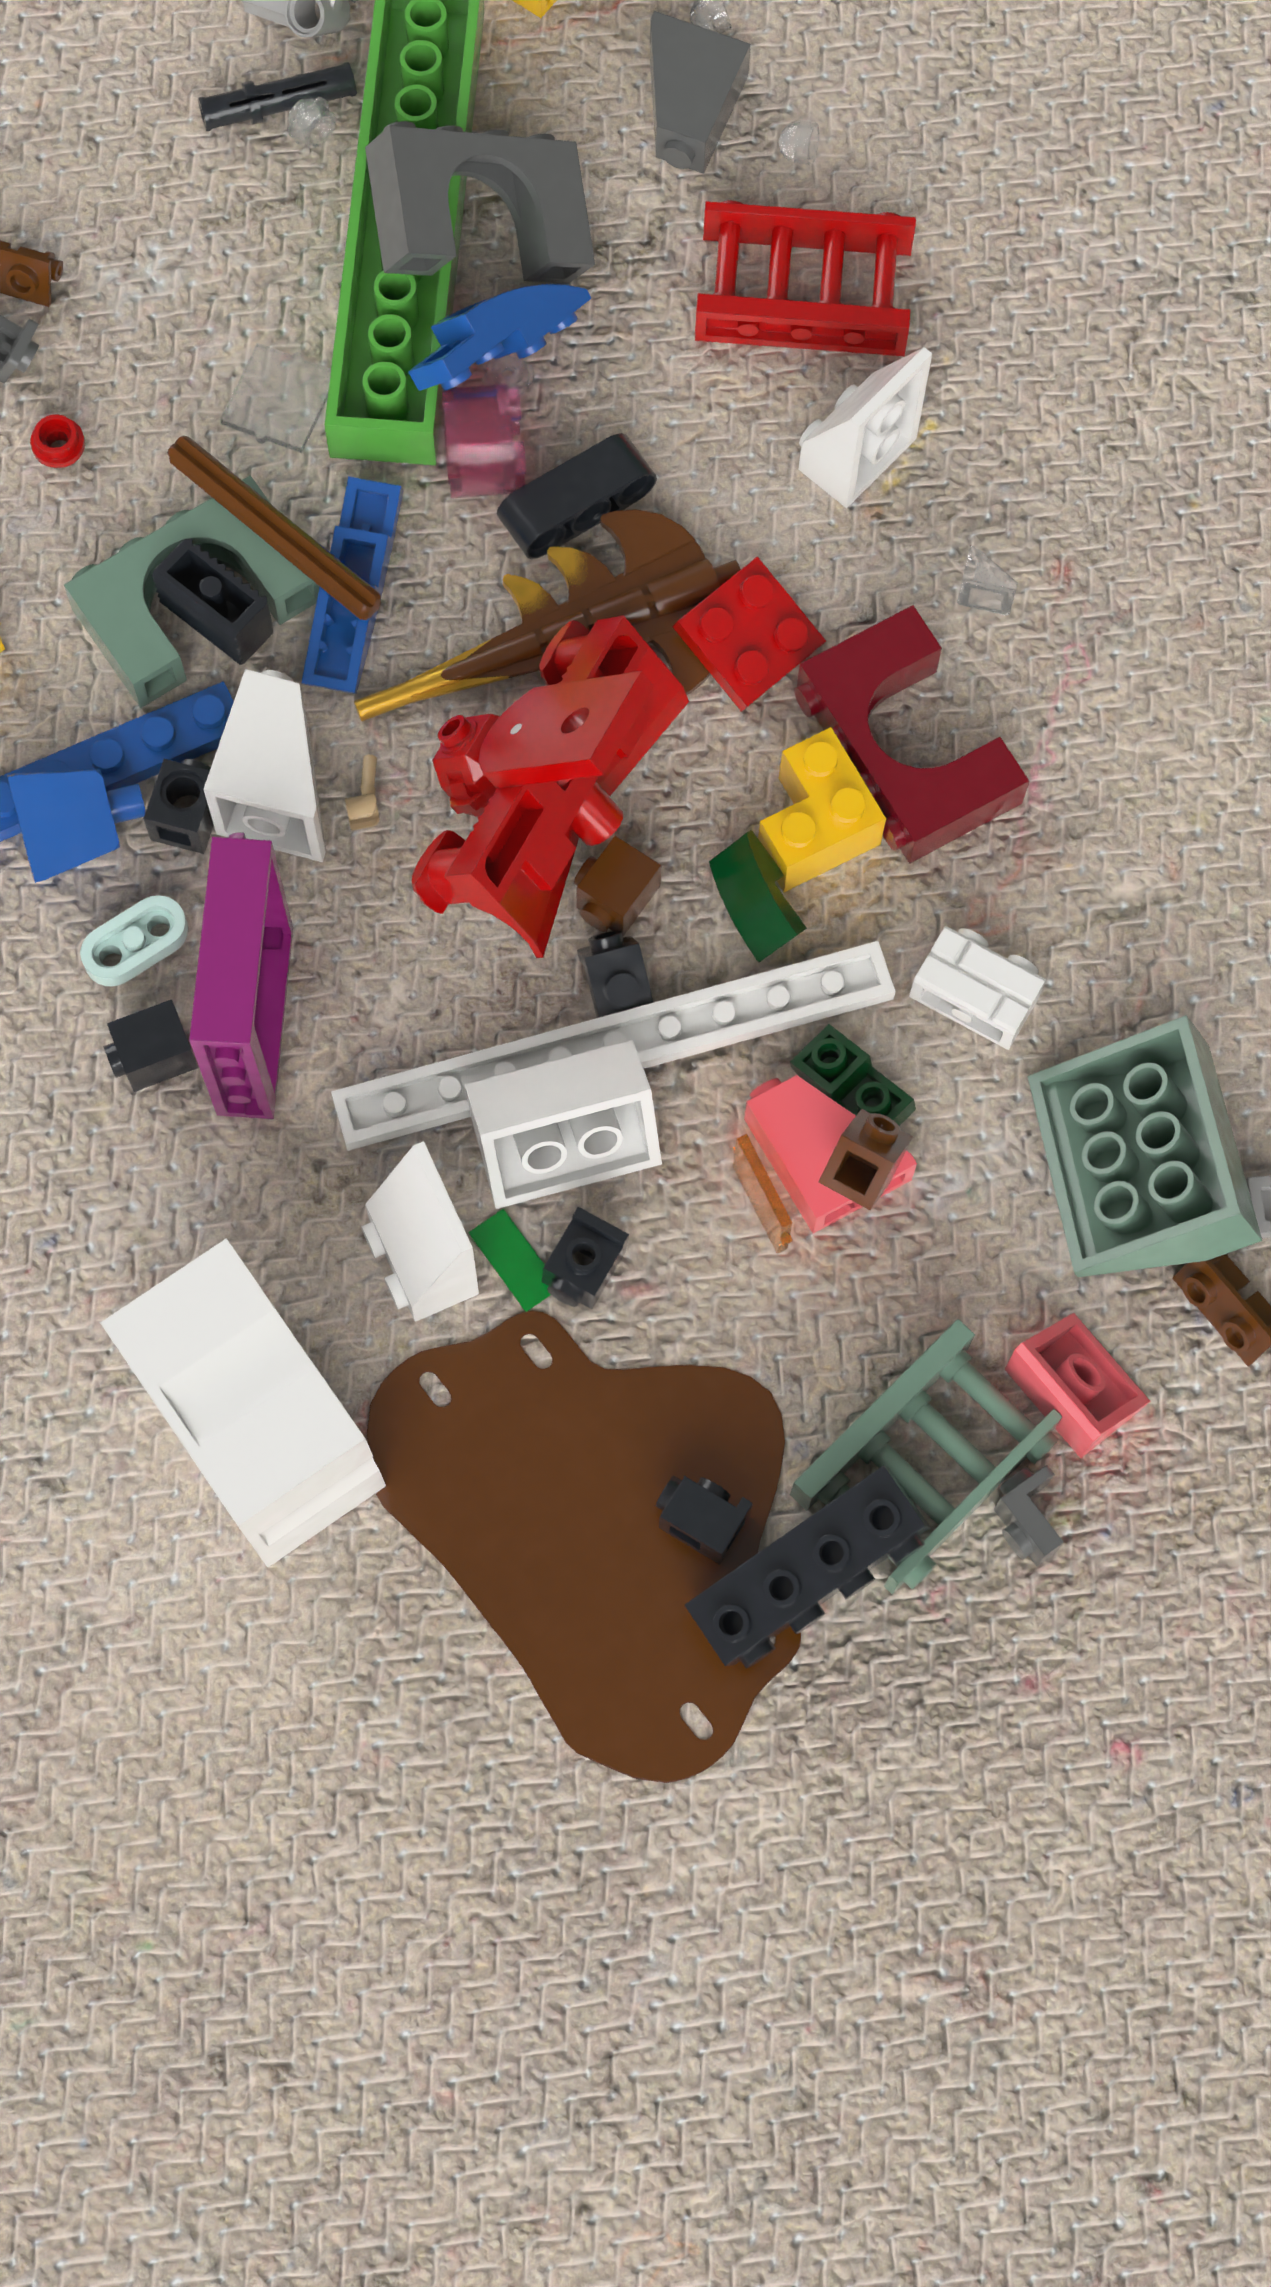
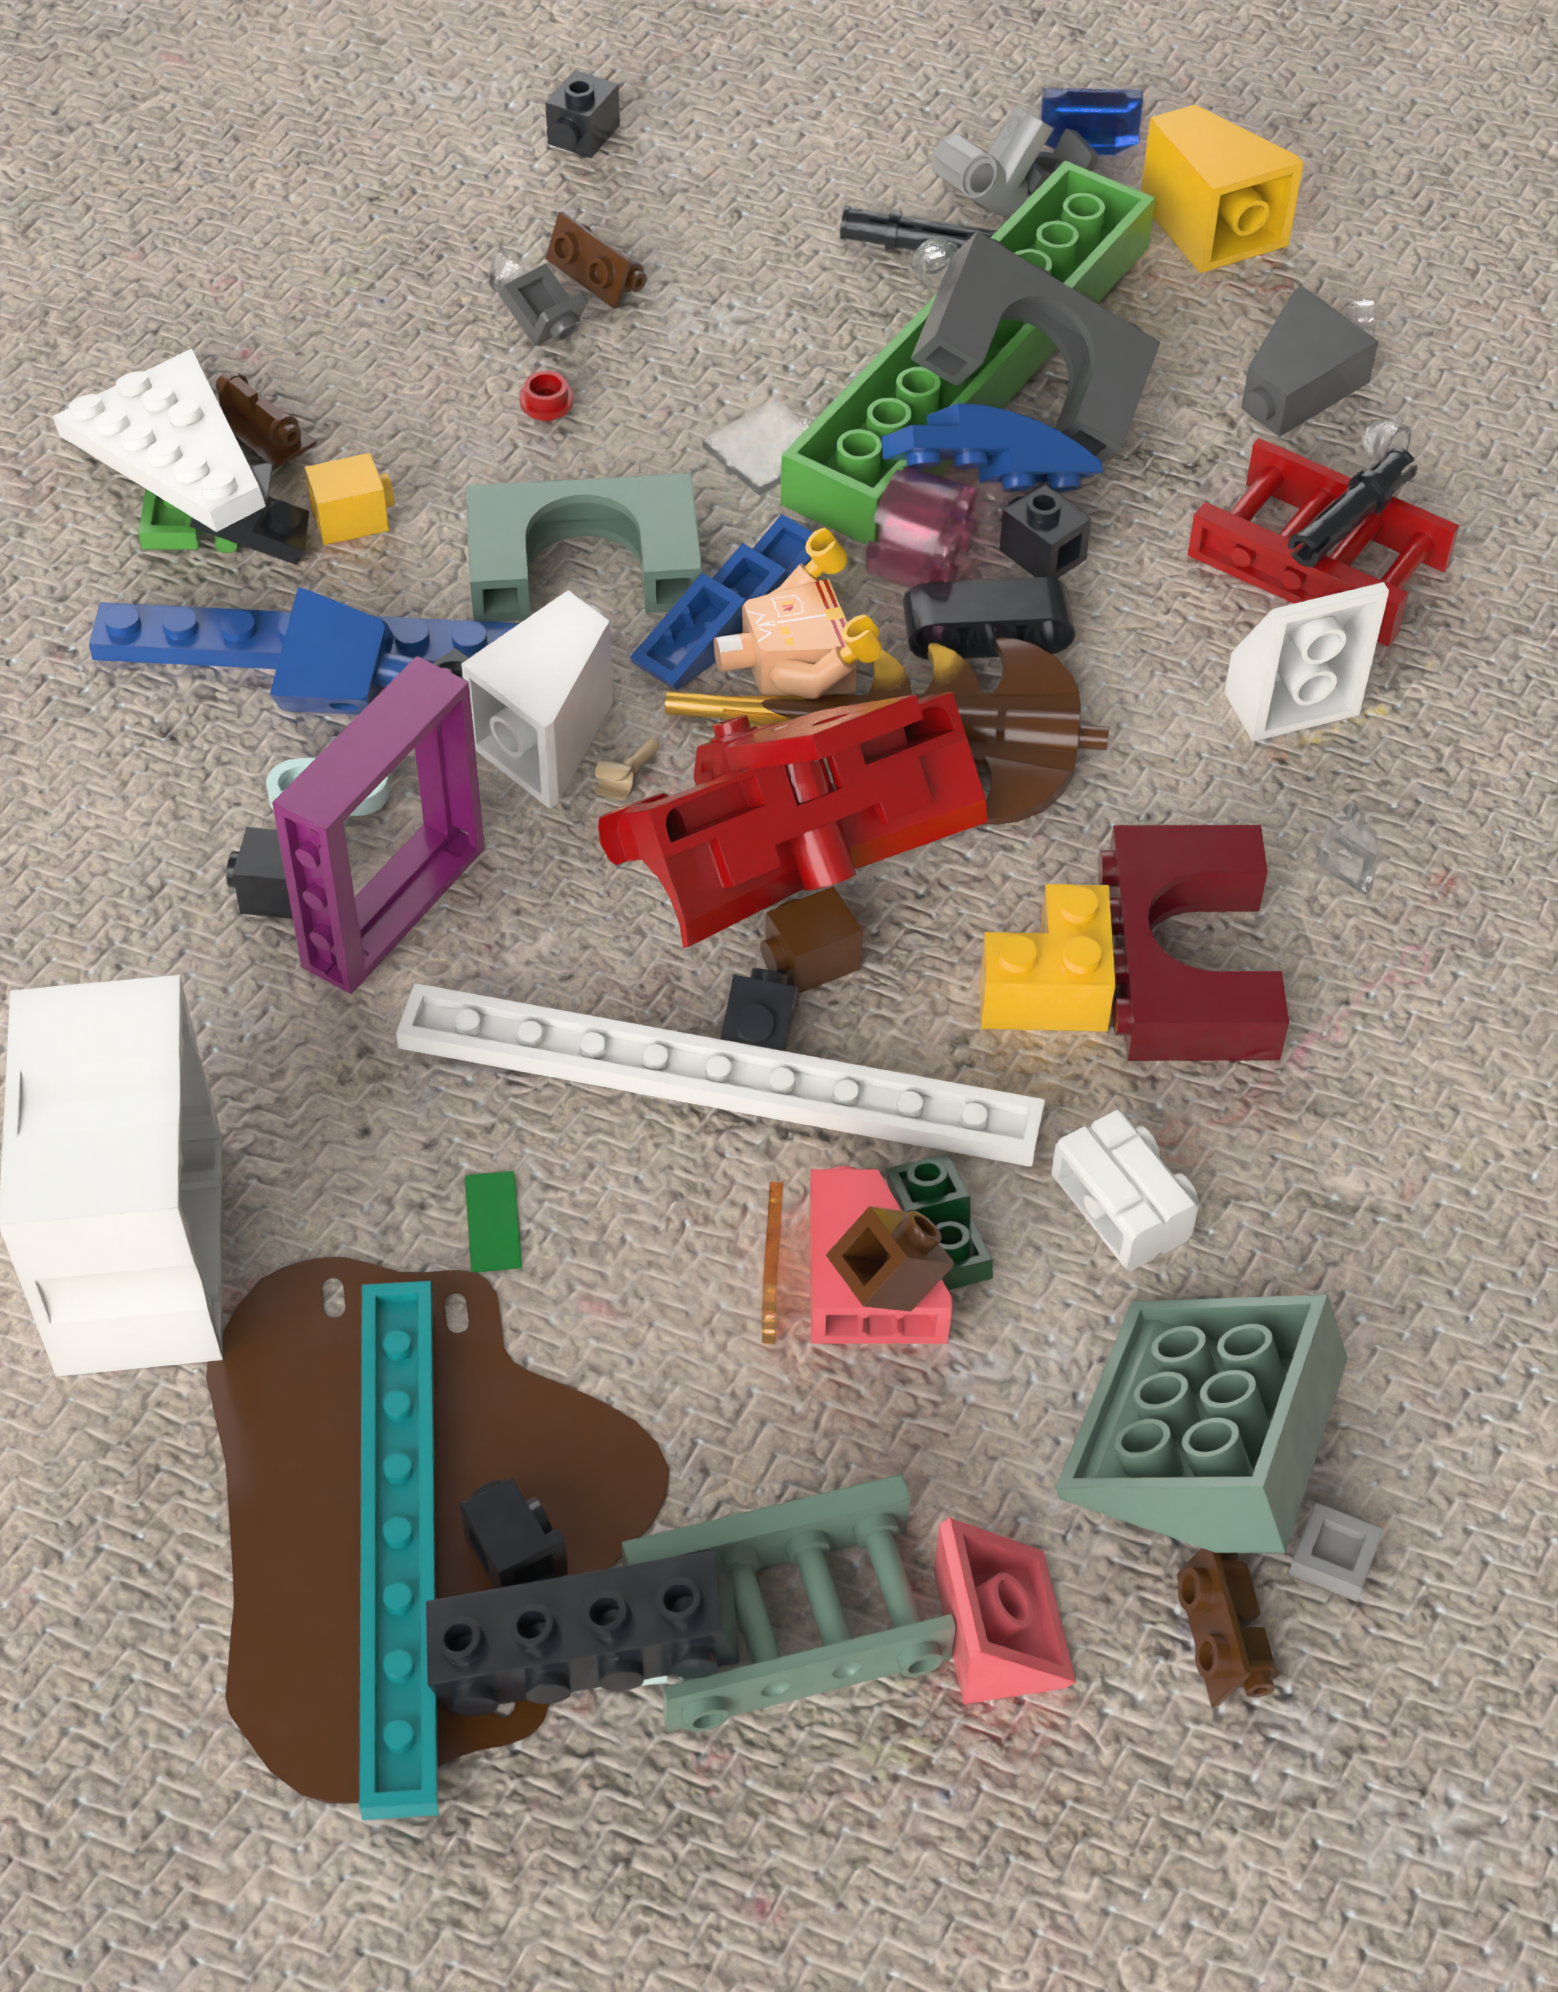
camera: 30 degrees right, 20 degrees down
(213, 601) = (591, 552): black brick -> none
(274, 528) = (682, 516): reddish brown axle -> none
(421, 1238) = (405, 1137): white slope -> none
(437, 596) = (799, 634): none -> light nougat torso
(564, 1123) = (614, 1109): white slope -> none
(573, 384) = (1044, 533): none -> black brick
(595, 1239) = (556, 1244): black brick -> none
(621, 1562) = (397, 1553): none -> teal plate
(749, 633) = (1080, 788): red plate -> none
(754, 902) = (940, 1010): dark green slope -> none
(830, 226) = (1365, 494): none -> black pin
(1026, 1527) = (850, 1734): dark grey bracket -> none

